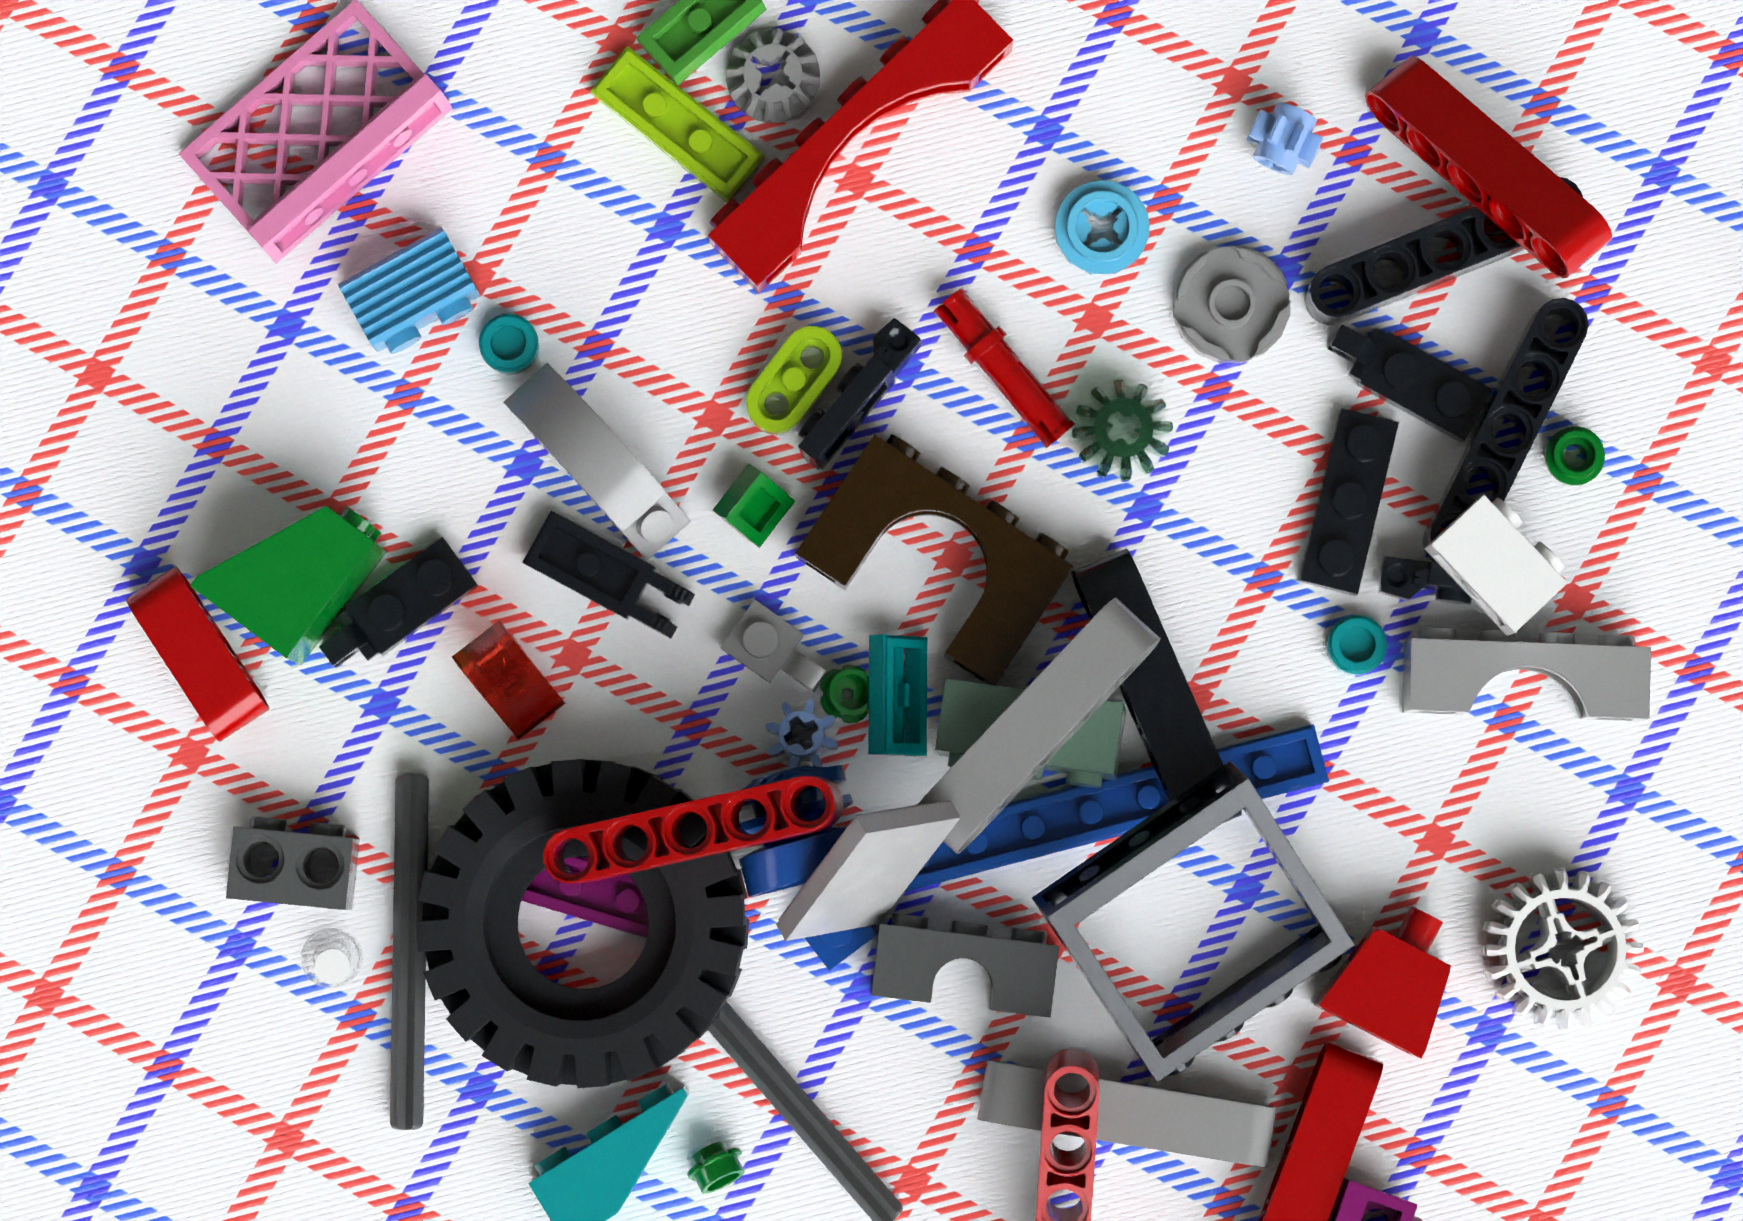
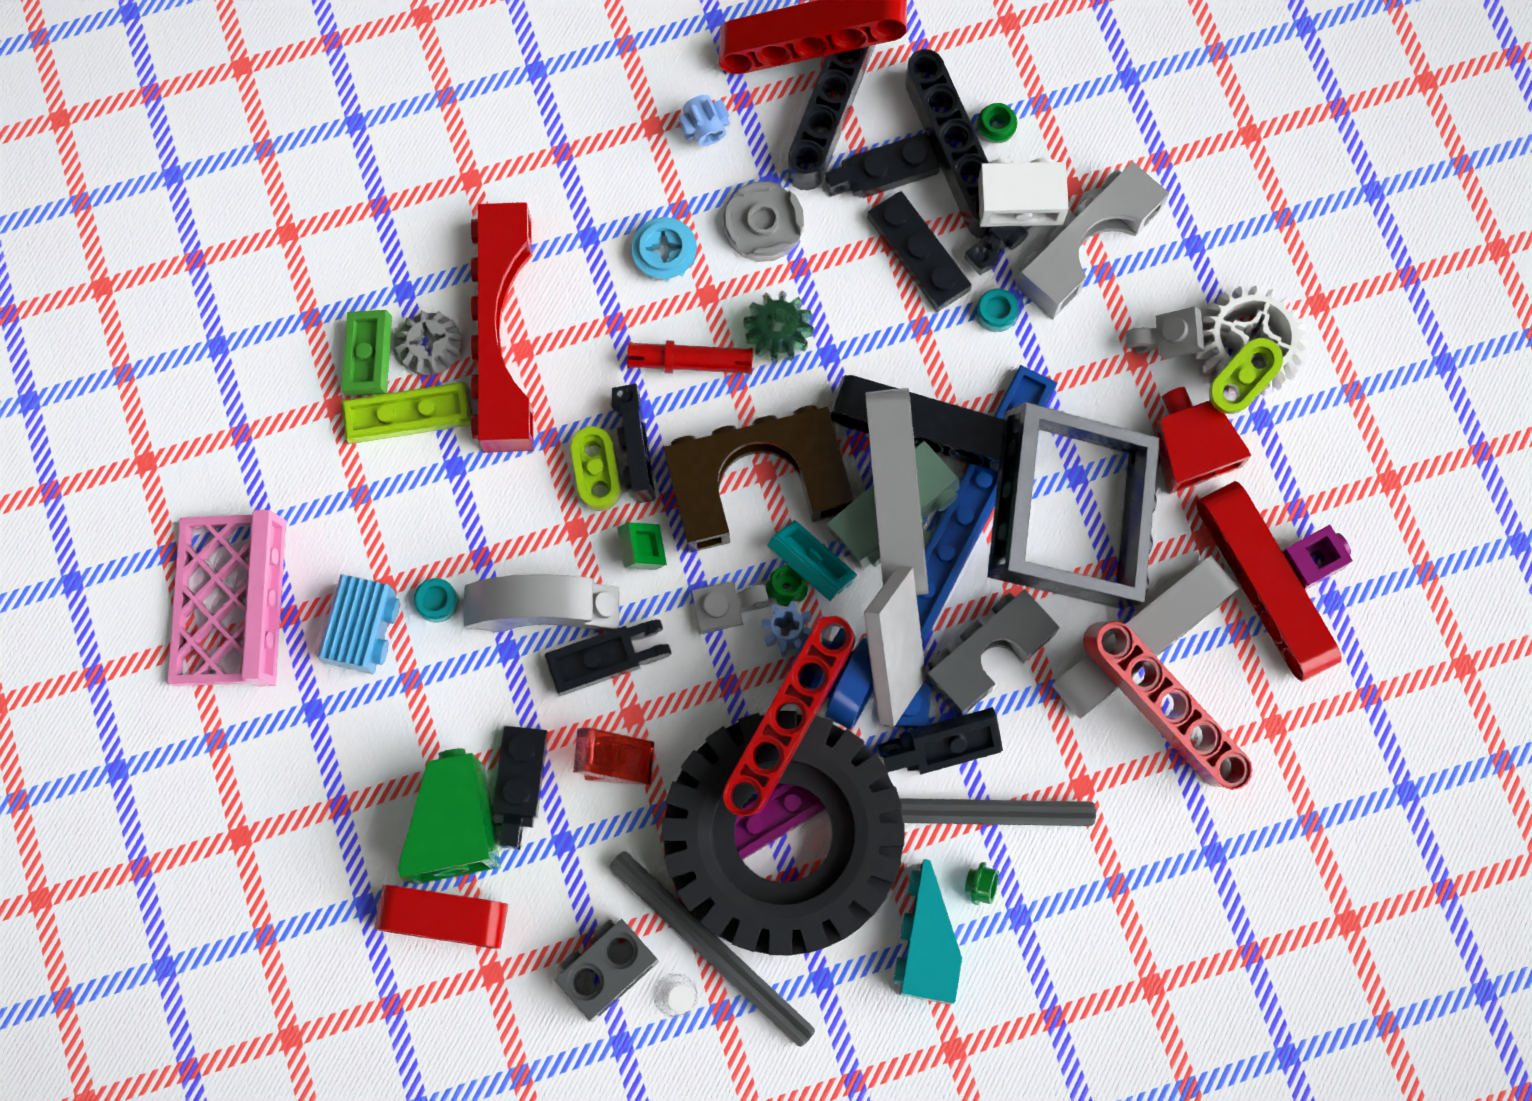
camera: 45 degrees left, 10 degrees down
(824, 1002) = (944, 743): none -> black hinge
(1489, 861) = (1174, 335): none -> light grey plate
(1501, 981) = (1245, 377): none -> lime plate

